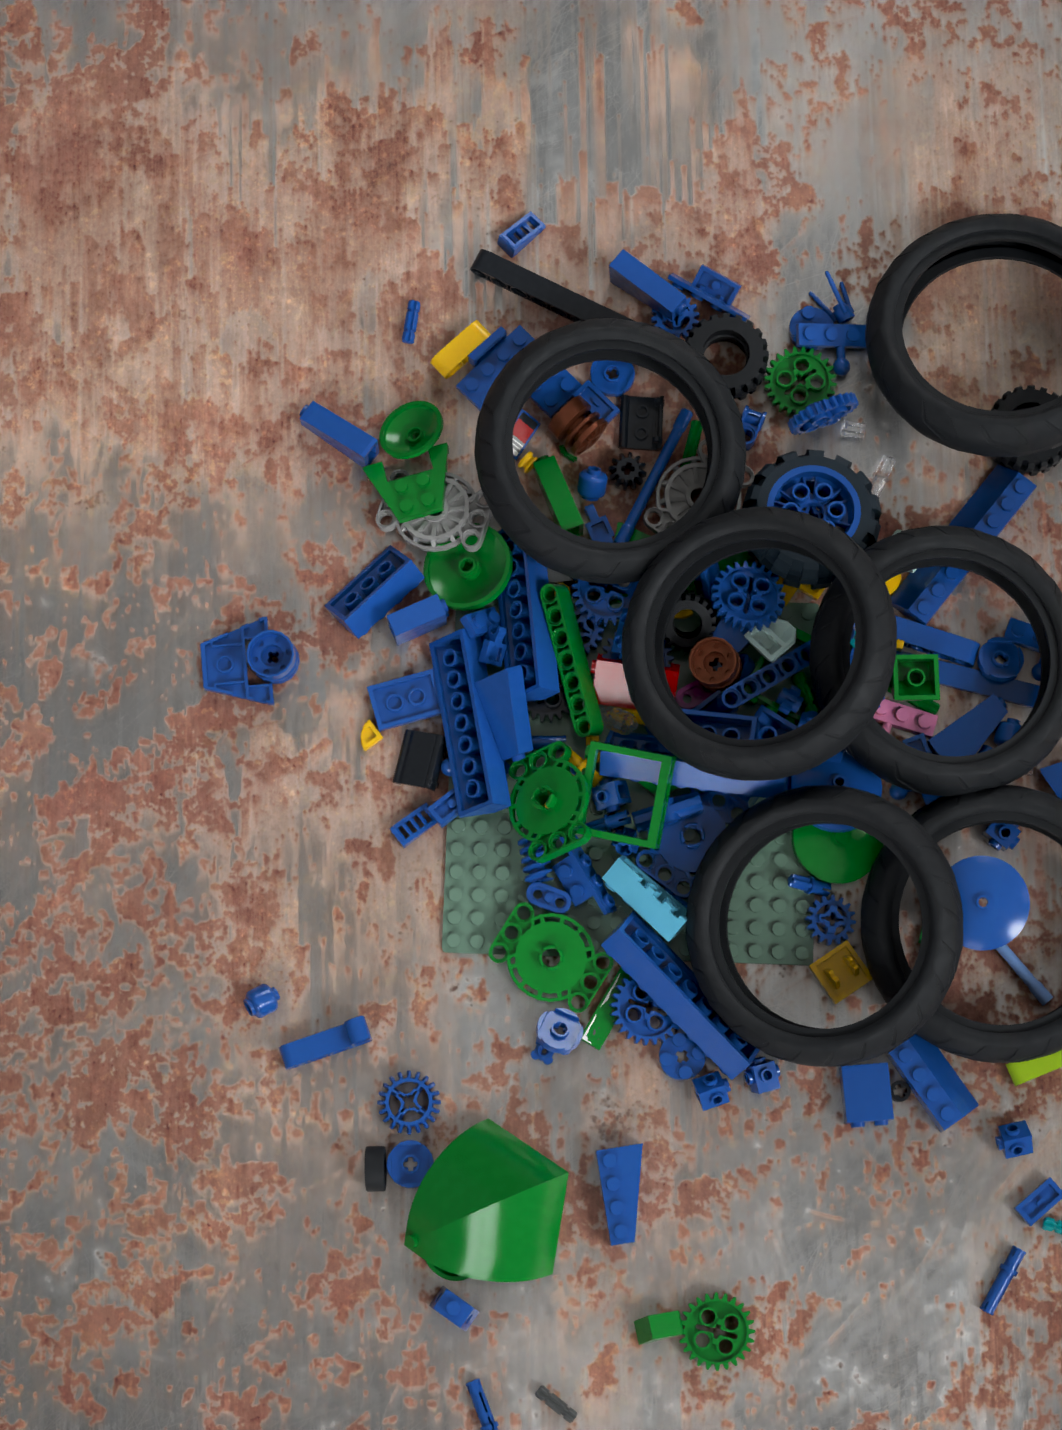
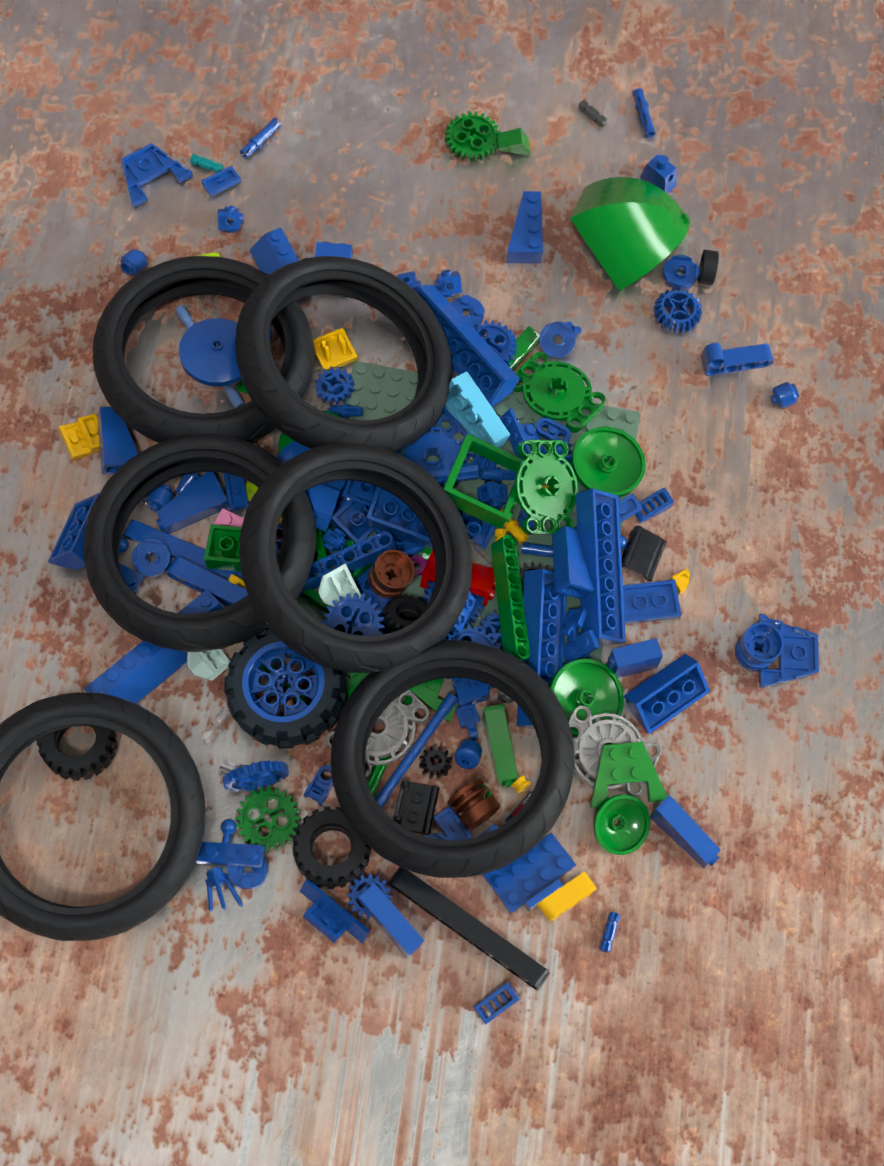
camera: 175 degrees left, 10 degrees down
(475, 861) = (608, 461): none -> green dish

